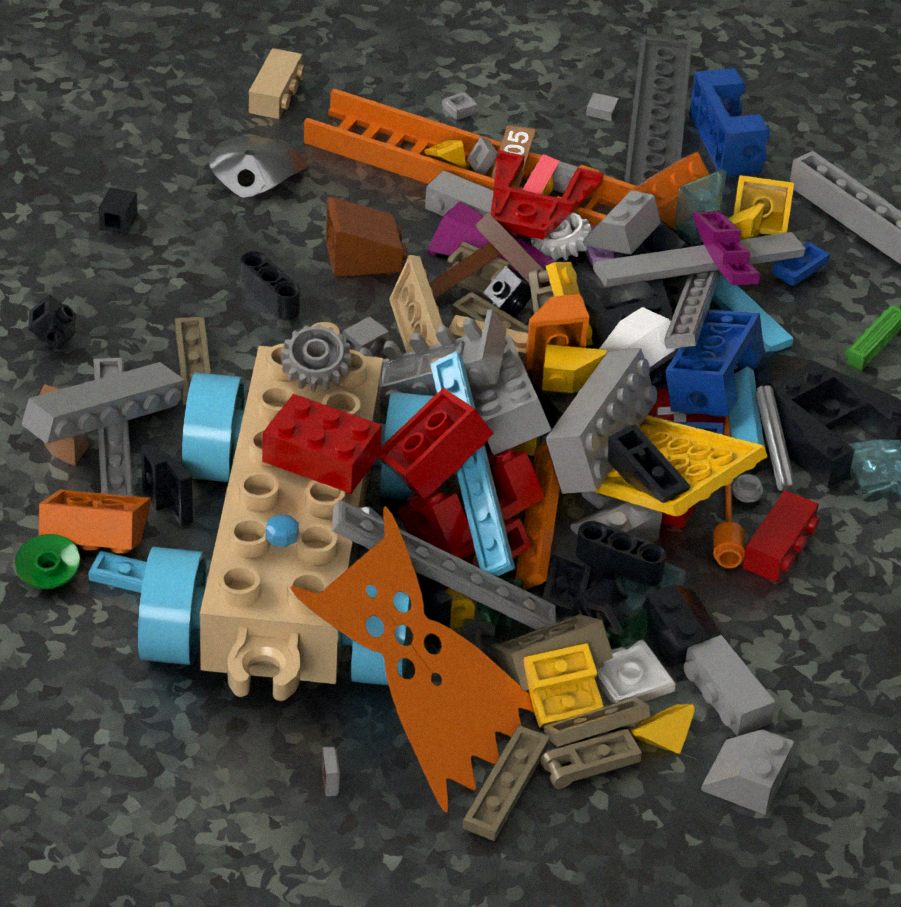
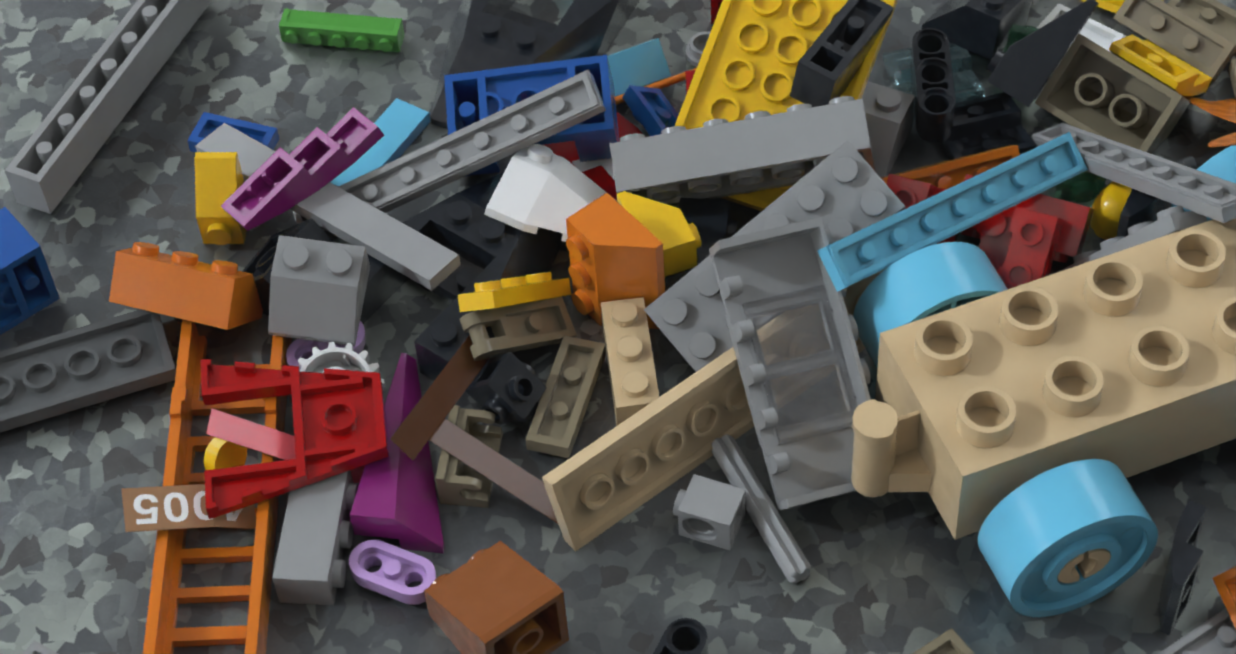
camera: 110 degrees left, 10 degrees up
(315, 357) = (991, 348): light grey gear -> none
(321, 443) = (1148, 263): red brick -> none
(421, 224) = (396, 571): none -> lavender plate
(435, 443) = (987, 221): red slope -> none
(449, 152) = (218, 598): yellow slope -> none
(482, 156) = (199, 552): light grey plate -> none
(562, 176) = (193, 430): light grey plate -> none
(698, 196) = (193, 229): clear light blue slope -> none
(775, 197) = (126, 208): yellow slope -> none
(775, 438) = (618, 39): light grey axle -> none

